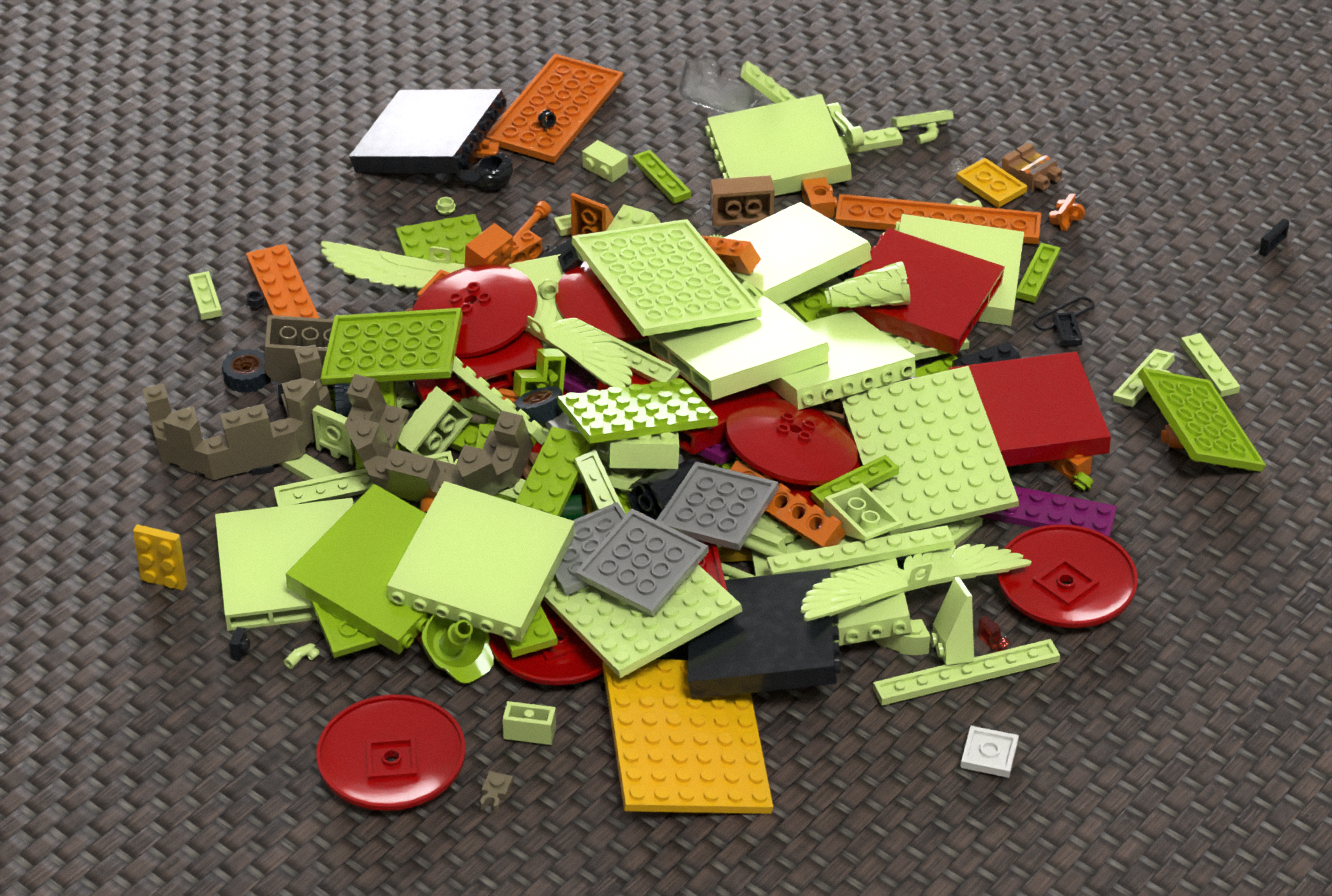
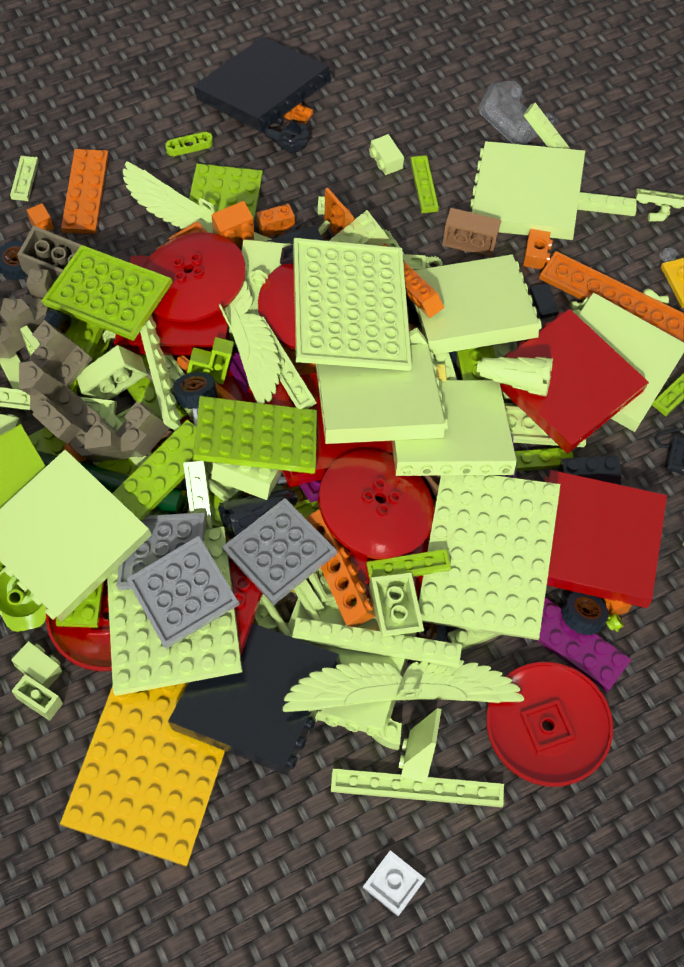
camera: 20 degrees right, 20 degrees up
(249, 325) = (39, 217): none -> orange brick
(255, 299) = (58, 195): black plate -> none
(364, 219) = (201, 145): none -> lime beam
(445, 205) = (244, 155): yellowish green plate -> none
(499, 692) = (37, 665): none -> yellowish green brick
(541, 211) = (313, 185): orange piece -> none
(550, 120) = (359, 104): black plate -> none
(566, 88) = (374, 90): orange plate -> none
(854, 135) = (594, 197): yellowish green piece -> none
(990, 633) = (457, 755): clear red plate -> none
(1049, 479) = (584, 613): none -> black wheel

